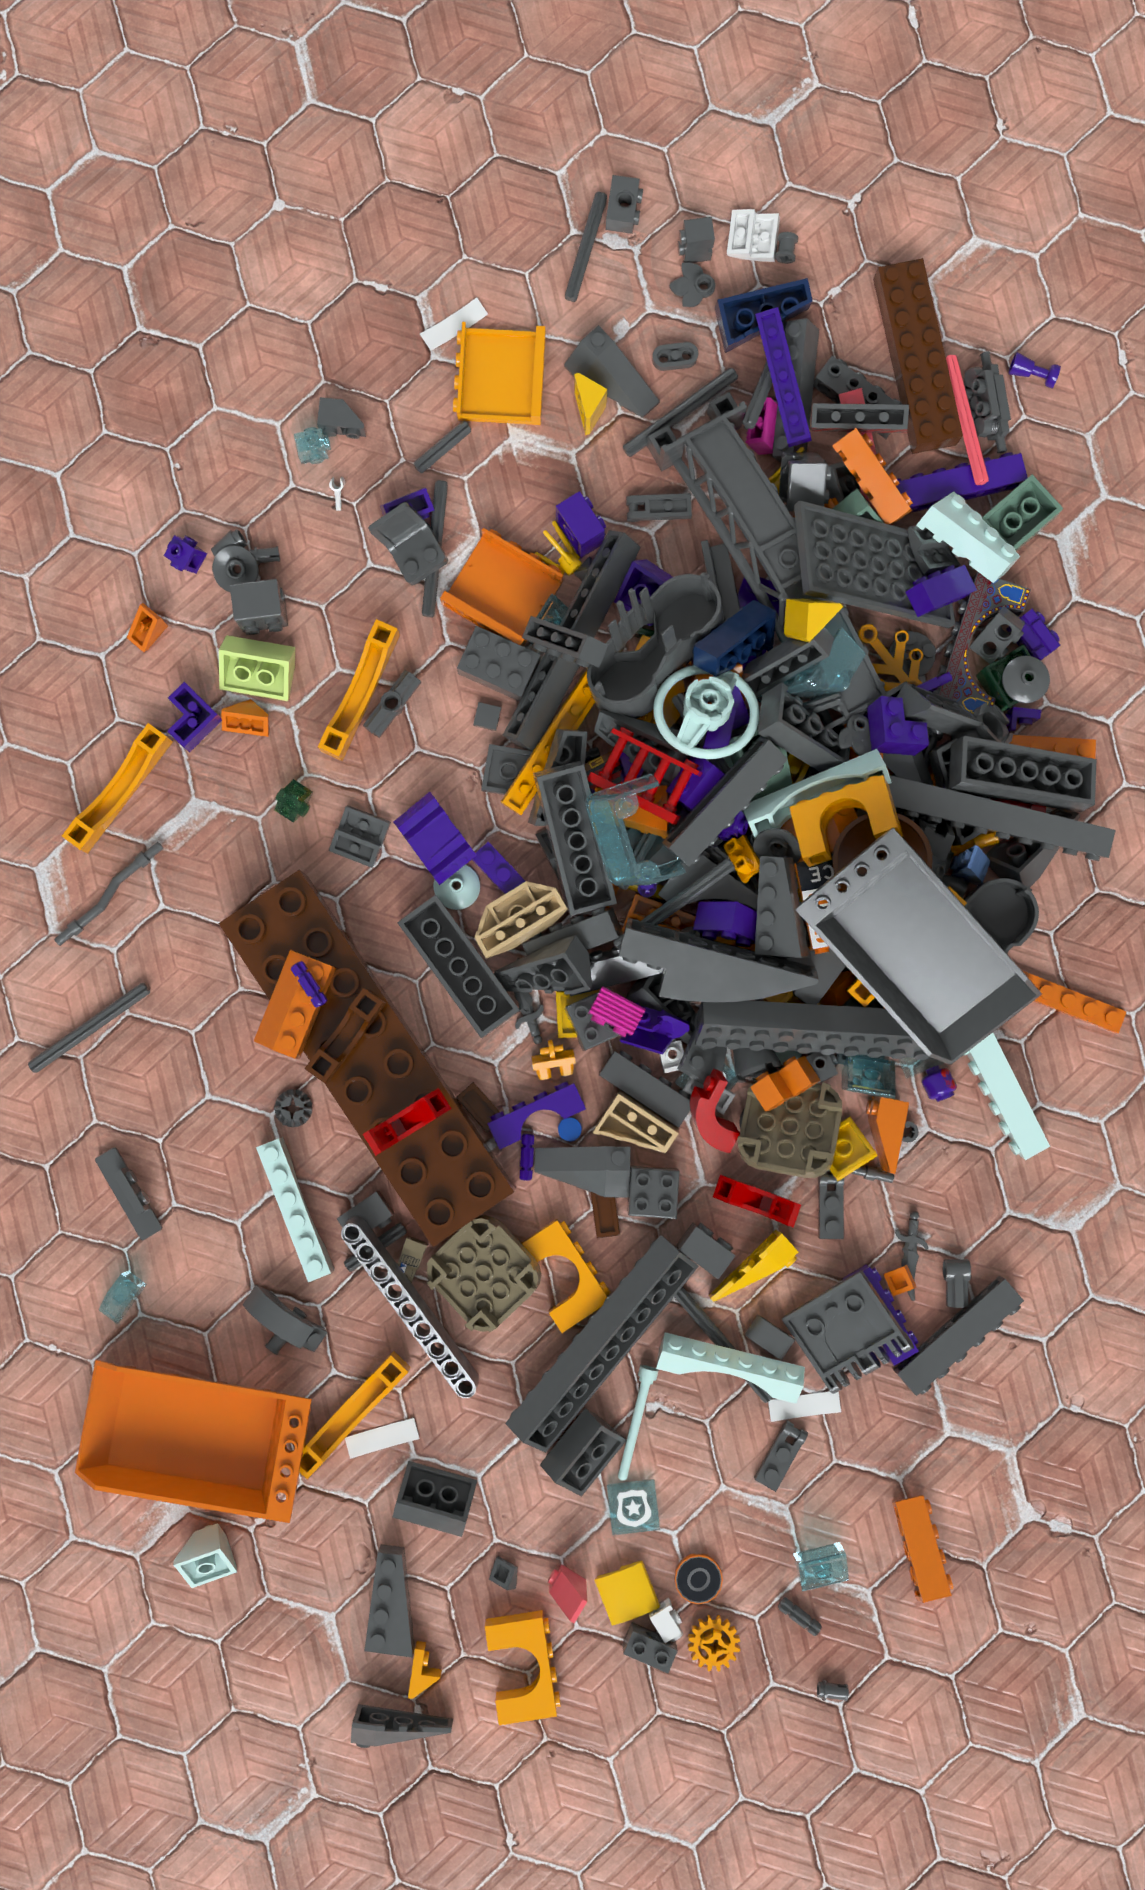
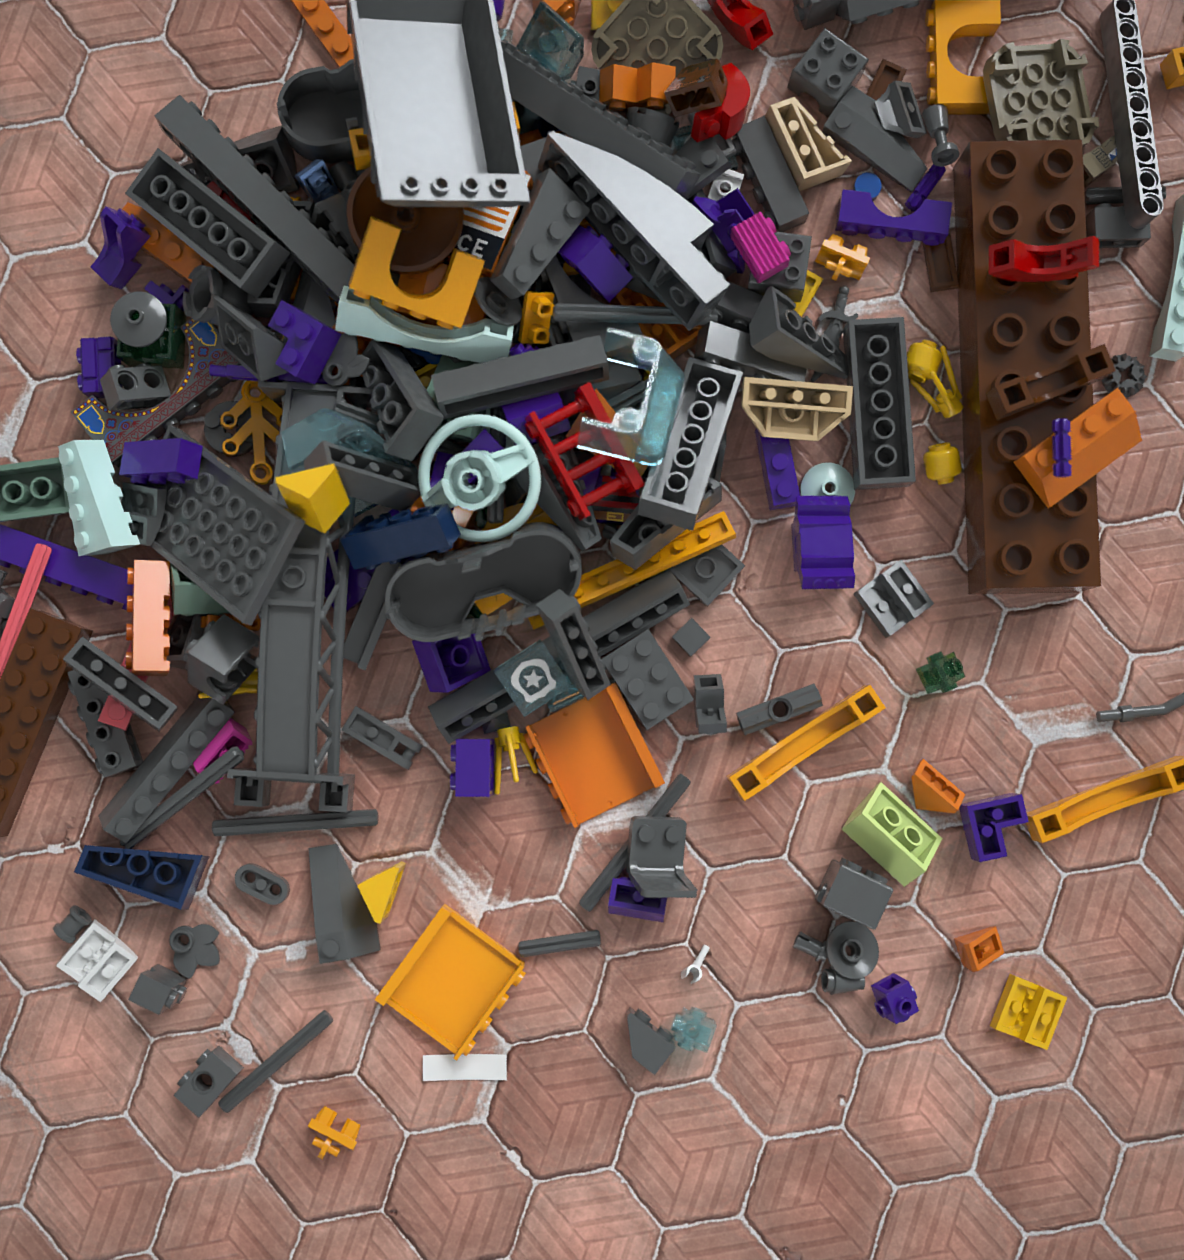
camera: 140 degrees left, 0 degrees up
(85, 607) = (1028, 1011): none -> yellow slope
(386, 955) = (942, 462): none -> yellow head
(411, 1003) = (947, 401): none -> yellow plant
(443, 673) = (709, 704): none -> dark grey brick
(447, 1020) = (923, 359): none -> yellow head
(525, 224) = (345, 1137): none -> light orange hips
(548, 1208) = (936, 122): none -> dark grey piece
(579, 607) = (532, 678): none -> clear light blue tile
(581, 1198) = (900, 111): none -> dark grey slope
(738, 1106) = (697, 88): none -> reddish brown torso
(783, 377) = (169, 781): dark purple plate -> none
(1075, 724) = (122, 240): none -> dark purple arch

